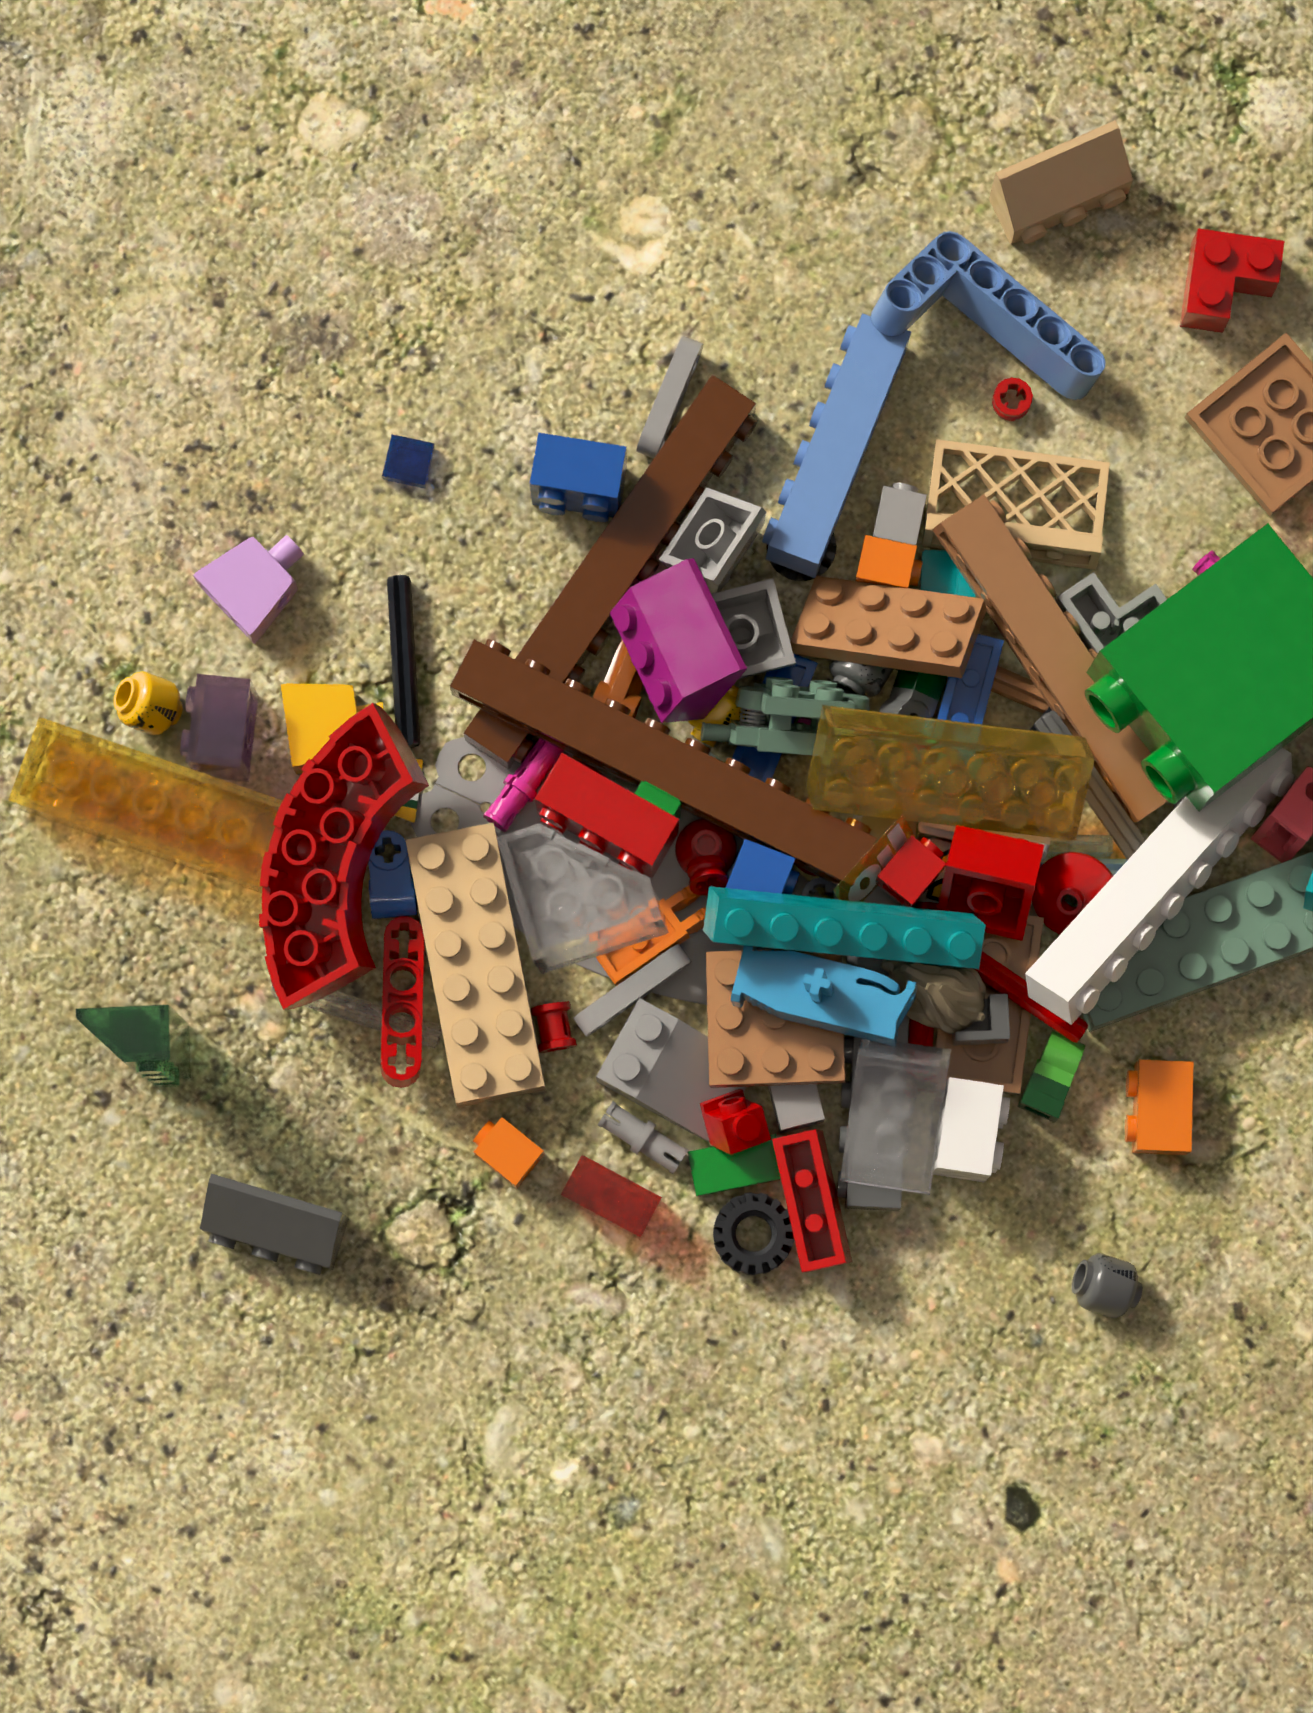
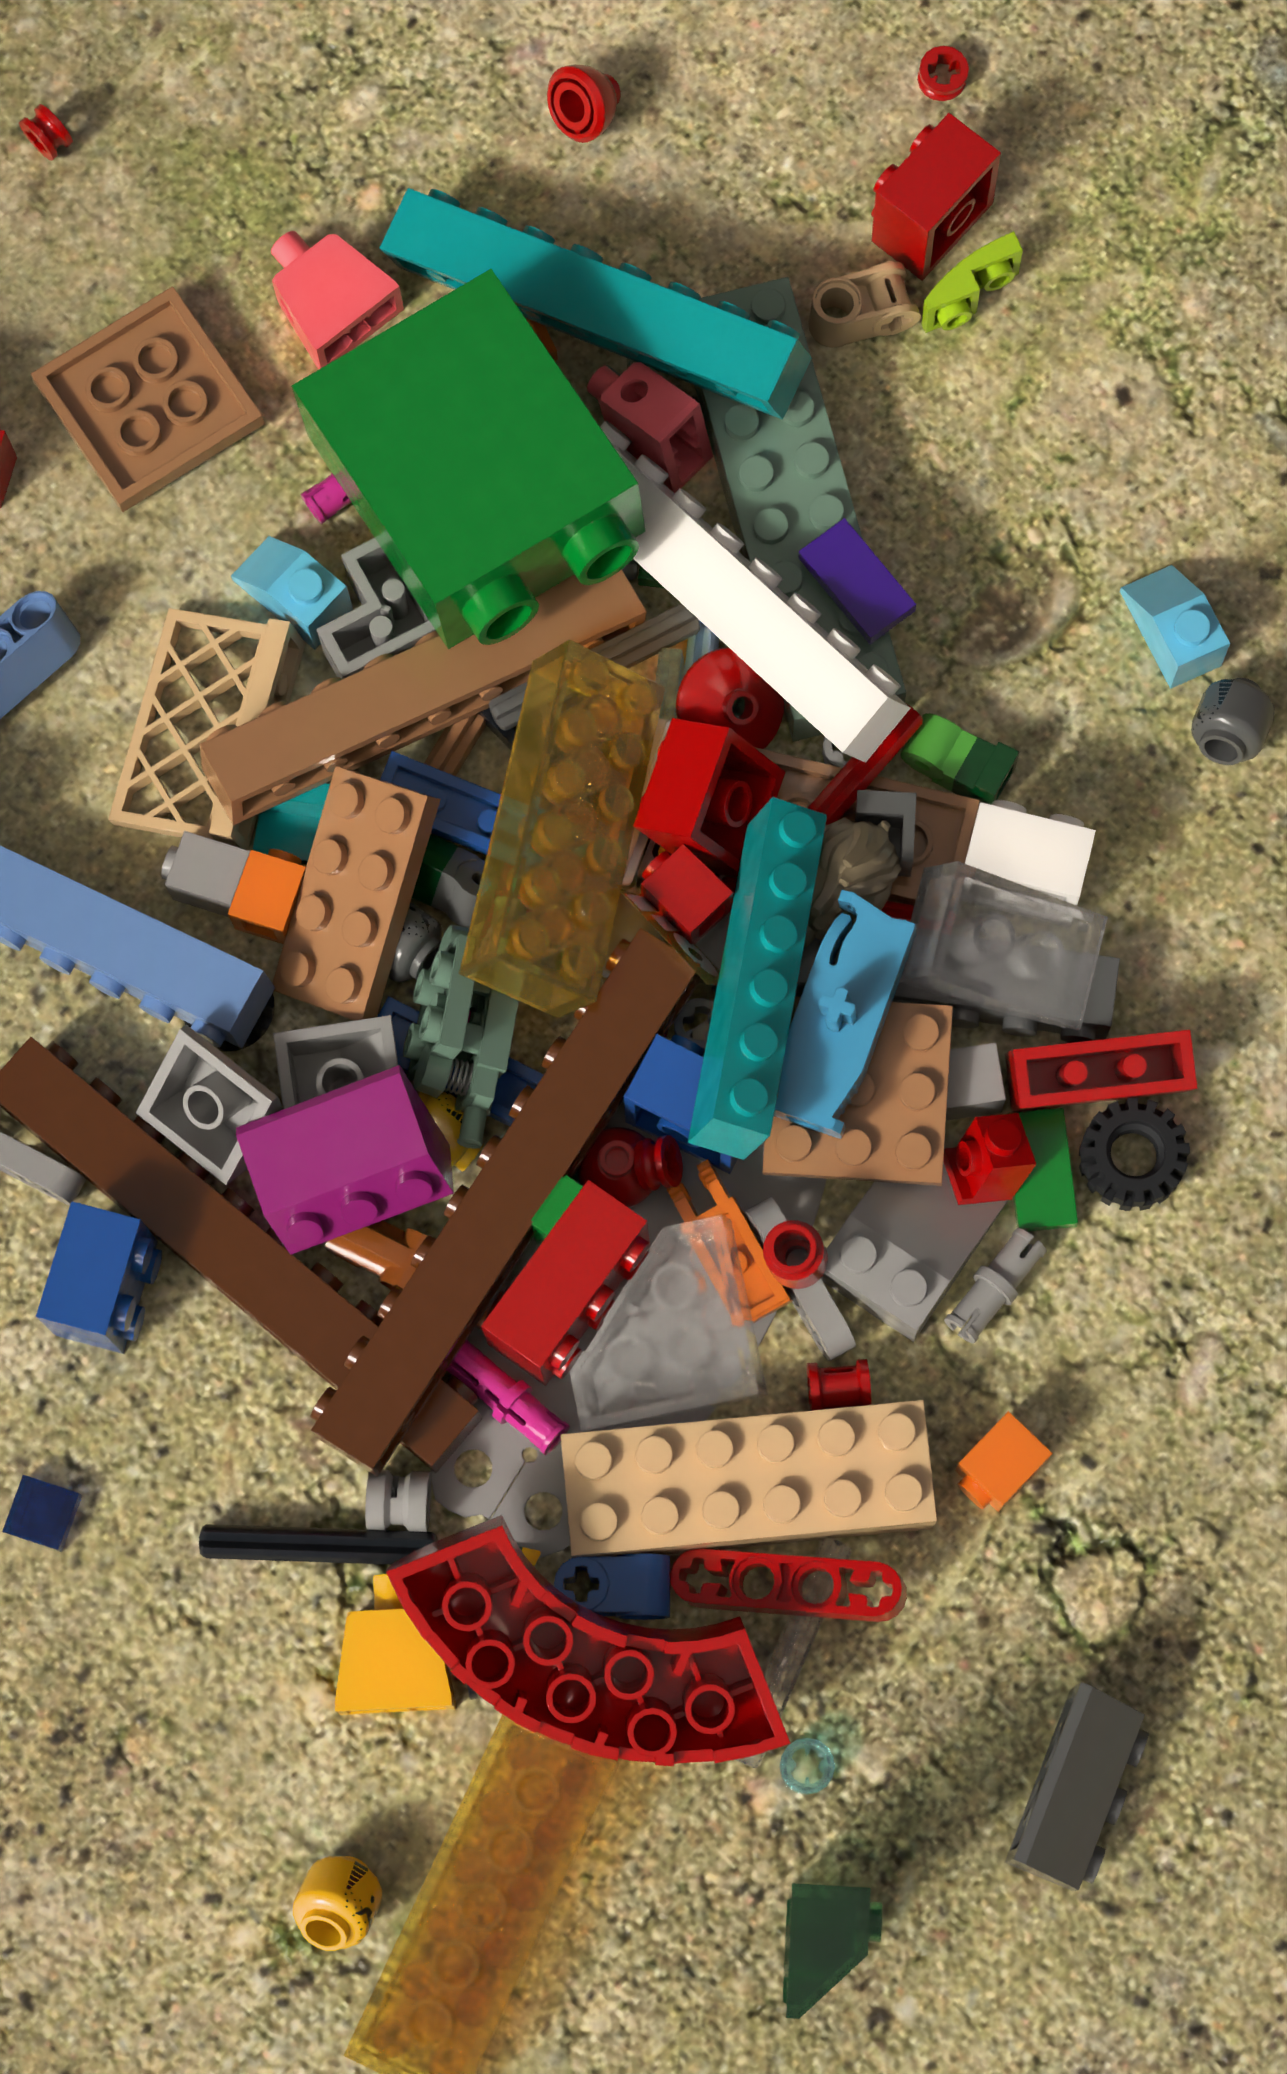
camera: 80 degrees left, 5 degrees down
(221, 726) = (386, 1798): clear purple brick -> none
(251, 583) = (185, 1743): lavender torso -> none
(275, 1016) = (788, 1765): none -> clear light blue bush
(439, 714) = (398, 1500): none -> light grey wheel
(611, 1197) = (1074, 1331): clear red brick -> none
(640, 965) = (789, 1237): none -> red brick
(1023, 405) = (55, 706): red bush -> none
(1134, 553) = (293, 587): none -> medium azure slope
(1160, 1107) = (1011, 631): orange brick -> none
(1176, 978) = (857, 581): none -> dark purple tile
(1184, 1235) = (1176, 625): none -> medium azure slope

